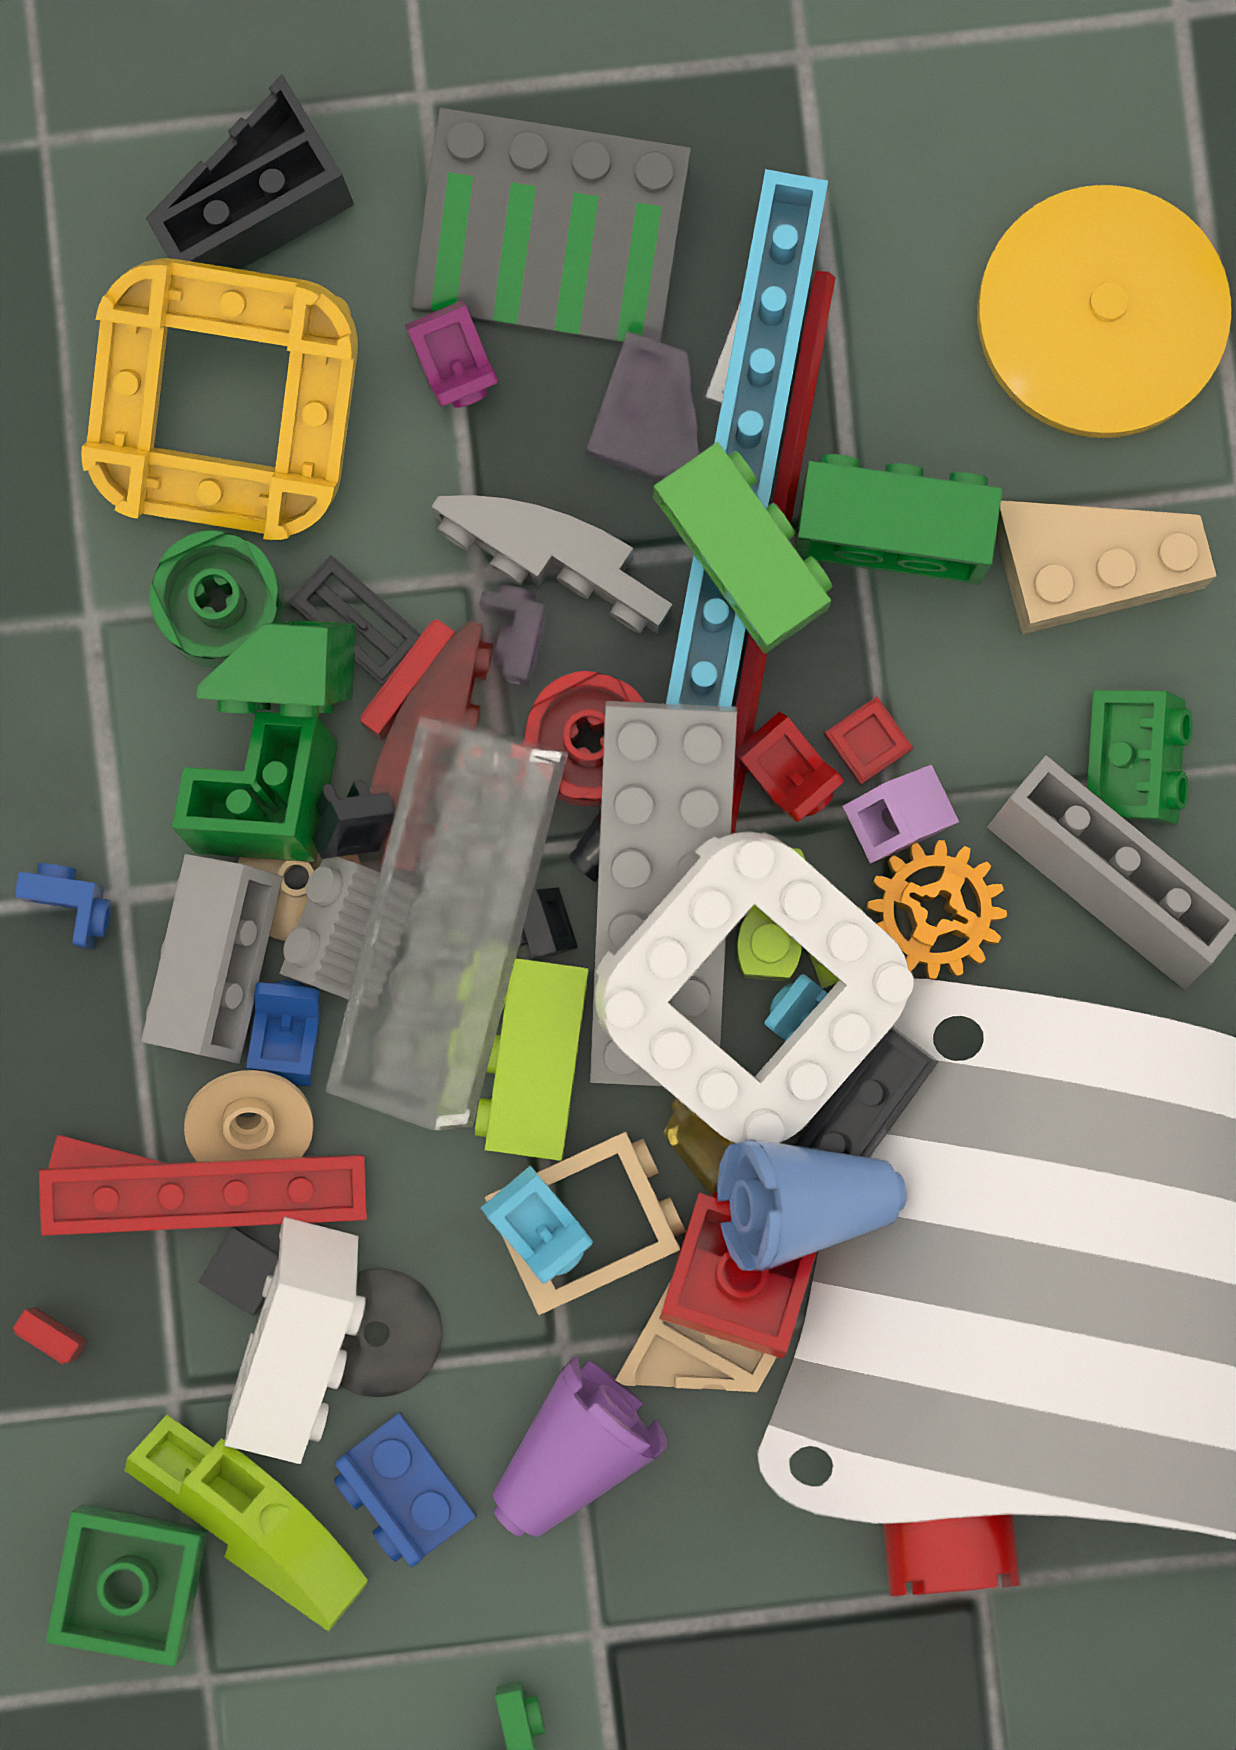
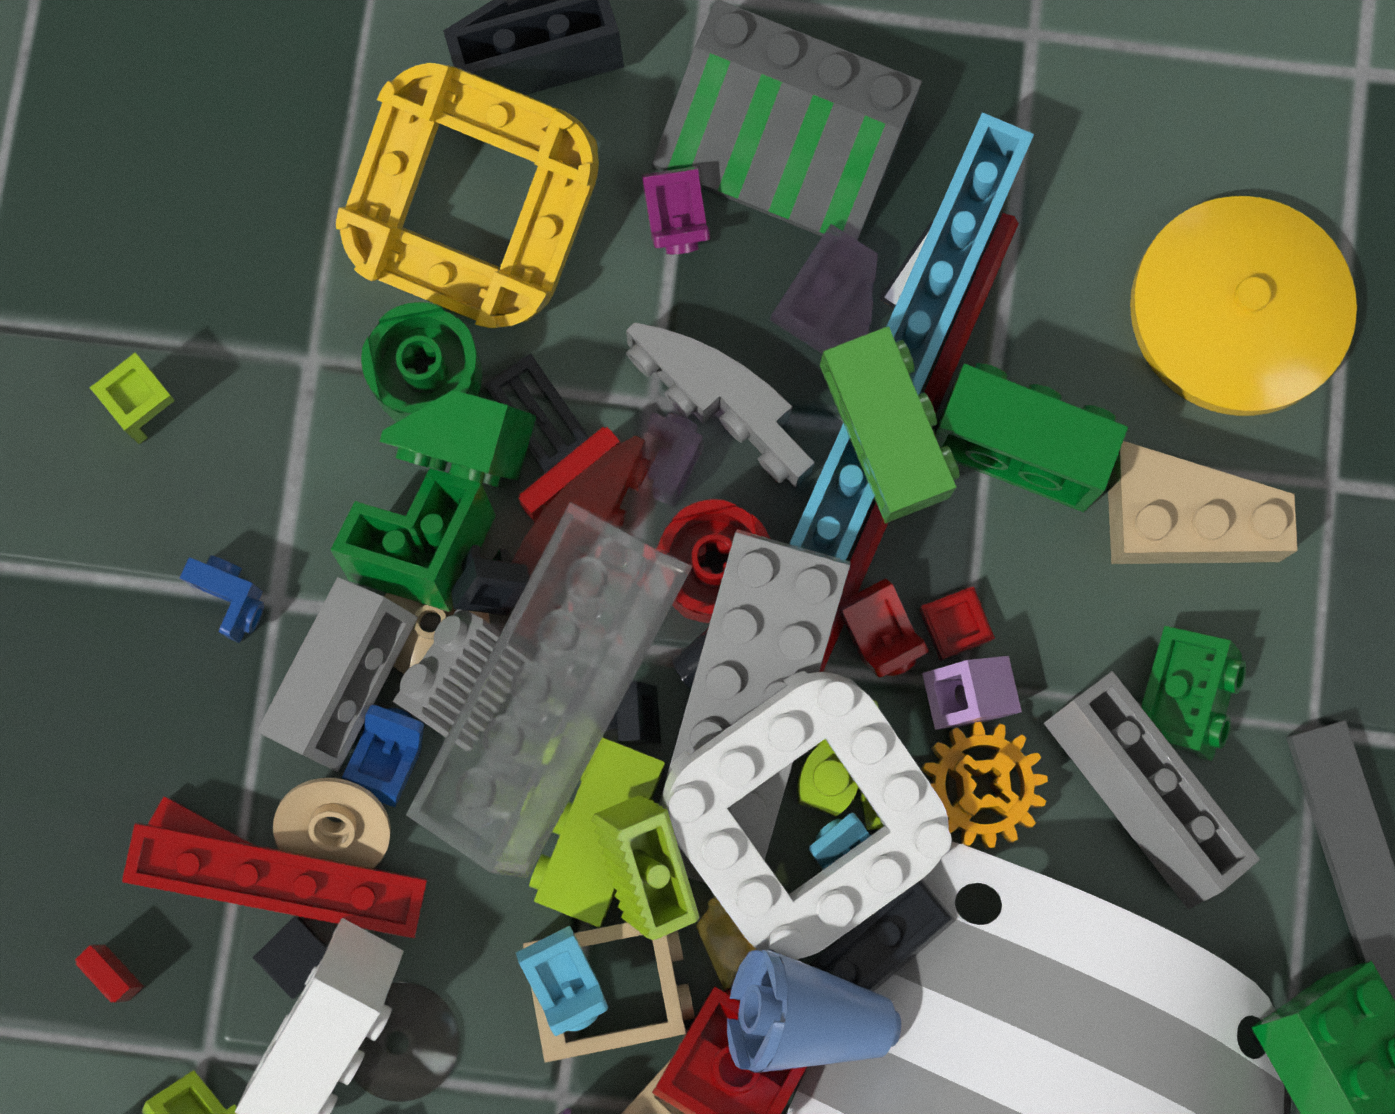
camera: 10 degrees right, 5 degrees down
(596, 1084) = (646, 867): none -> lime brick

